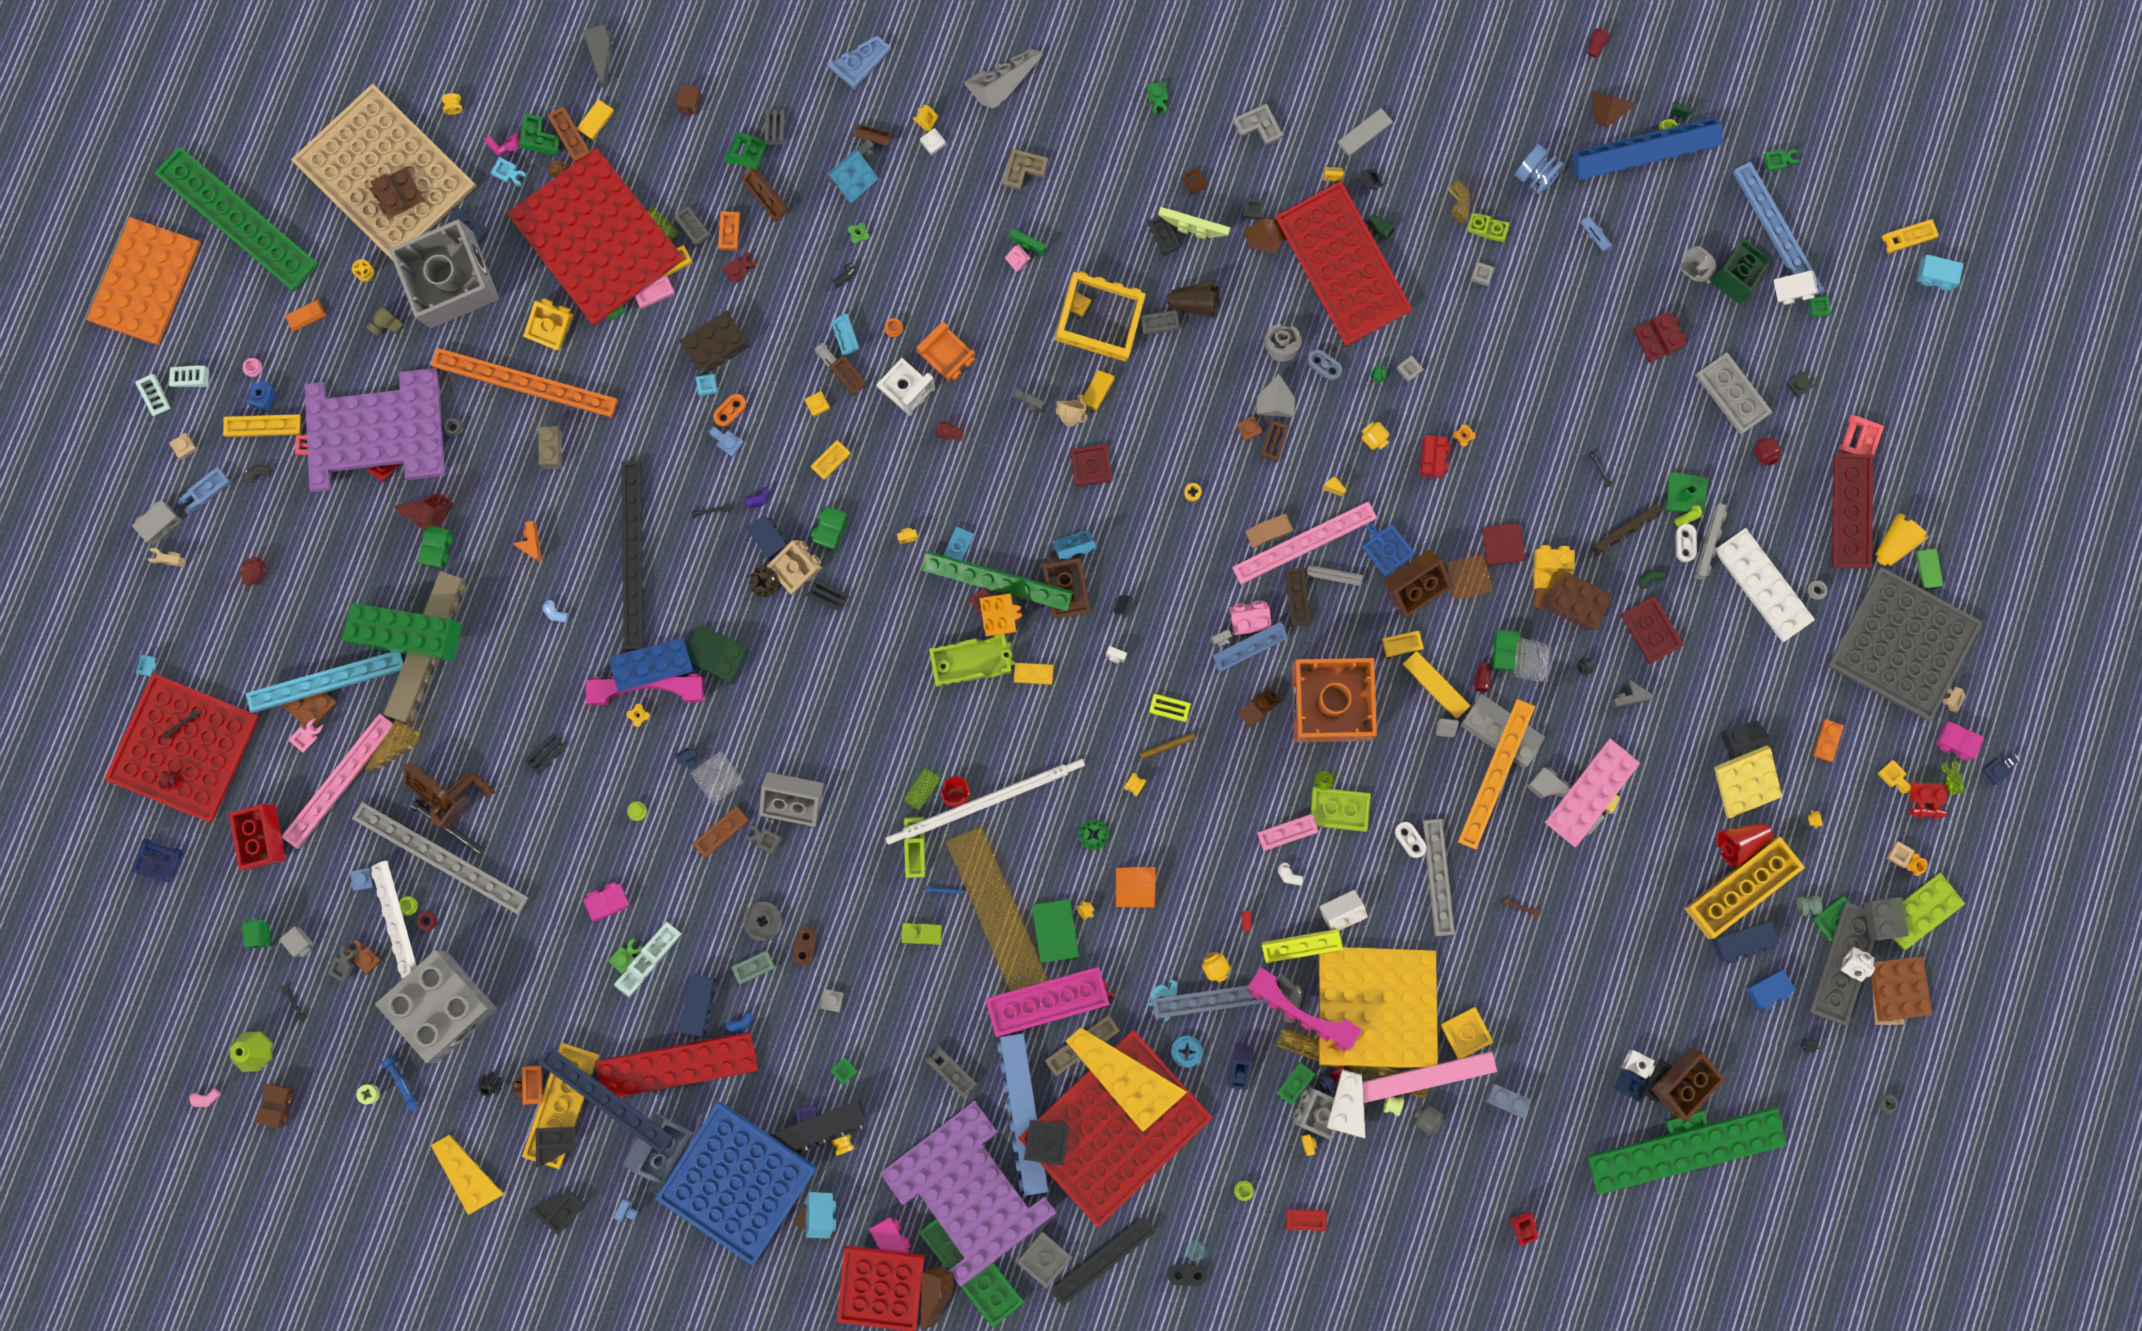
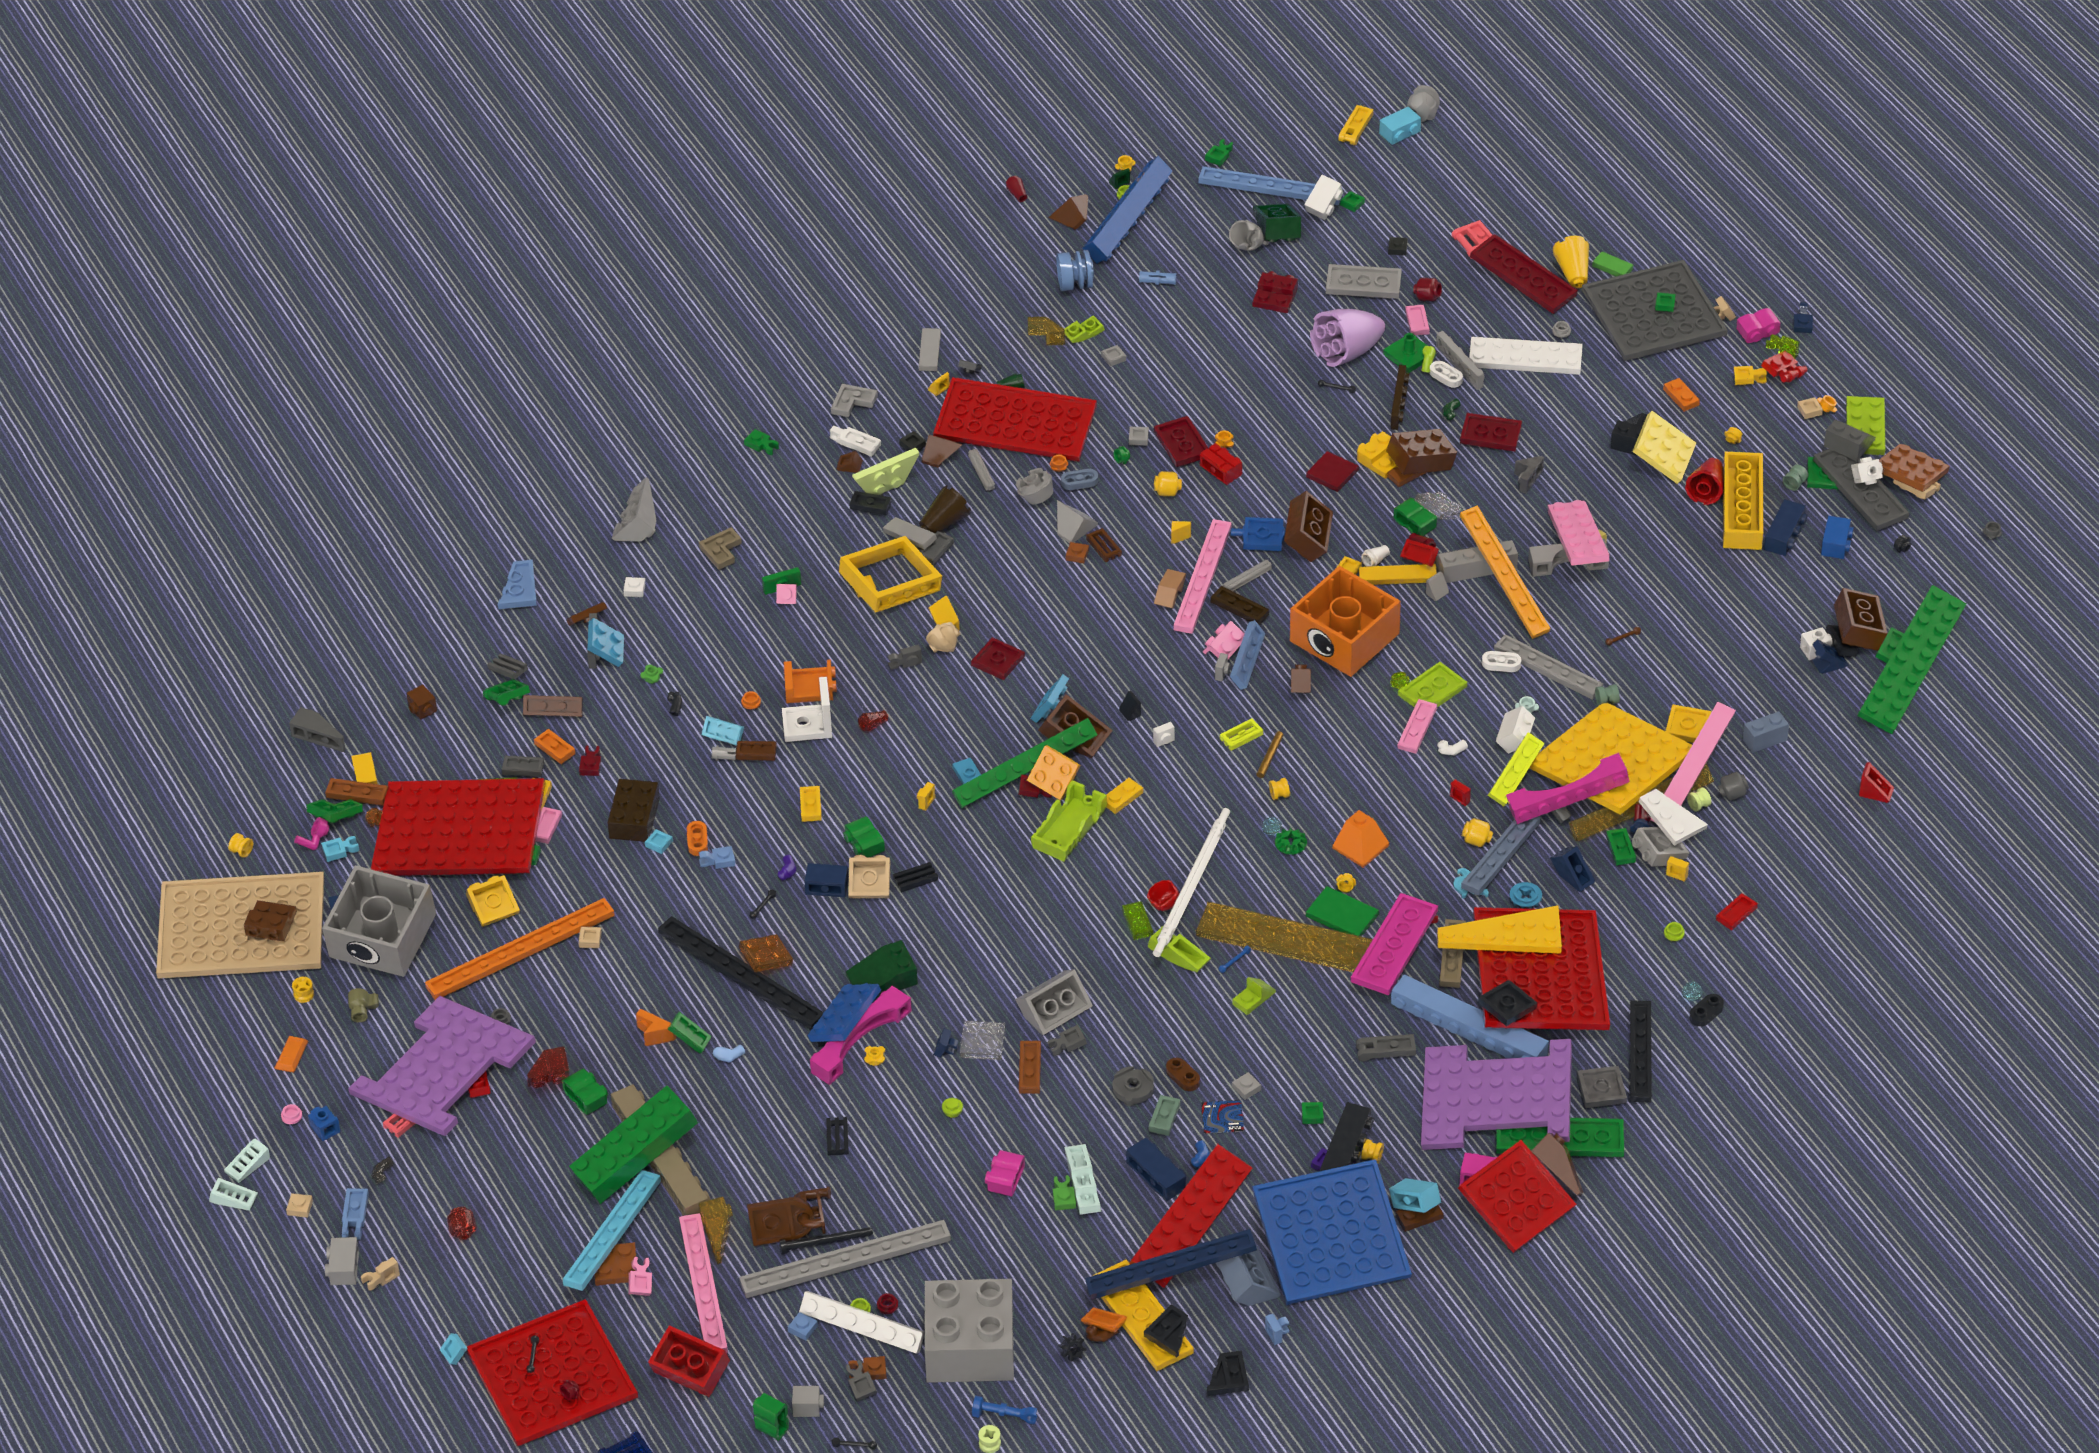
camera: 45 degrees left, 35 degrees down
(143, 281) = (131, 1140): orange plate -> none
(236, 219) = (158, 1042): green plate -> none
(262, 425) = (348, 1138): yellow plate -> none
(468, 1180) = (1139, 1422): yellow wing -> none
(543, 572) = (689, 1032): none -> green plate
(550, 447) = (593, 964): dark tan brick -> none
(575, 421) = (590, 937): none -> tan plate
(663, 557) = (765, 953): none -> clear orange plate
(771, 583) = (865, 912): dark brown gear -> none
(792, 1006) = (1222, 1116): none -> sticker
(817, 404) = (755, 785): yellow plate -> none
(926, 118) = (611, 577): yellow tile -> none
(1094, 810) = (1271, 826): none -> clear light blue plate
(1156, 291) = (918, 536): none -> light grey tile
(1197, 495) = (1088, 609): yellow bush -> none
(1219, 166) = (855, 440): none -> white hinge
(1272, 283) = (981, 470): none -> light grey axle
(1328, 330) = (1058, 463): none -> orange plate
(1376, 896) = (1528, 703): none -> light aqua plate
(1433, 405) = (1180, 440): none -> dark red plate
(1437, 653) = (1374, 556): none -> white cone
(1445, 950) = (1607, 695): none -> sand green wheel
(1467, 687) = (1419, 552): none -> red tile
(1469, 577) = (1340, 502): clear orange tile -> none
(1585, 666) = (1478, 479): pearl dark grey plate -> none
(1655, 436) = (1345, 332): none -> lavender cylinder
(1705, 94) = (1125, 162): none -> yellow plate
(1729, 469) = (1417, 319): none -> bright pink tile
(1915, 651) = (1665, 302): none -> green plate
(1978, 271) = (1425, 102): none -> light grey helmet

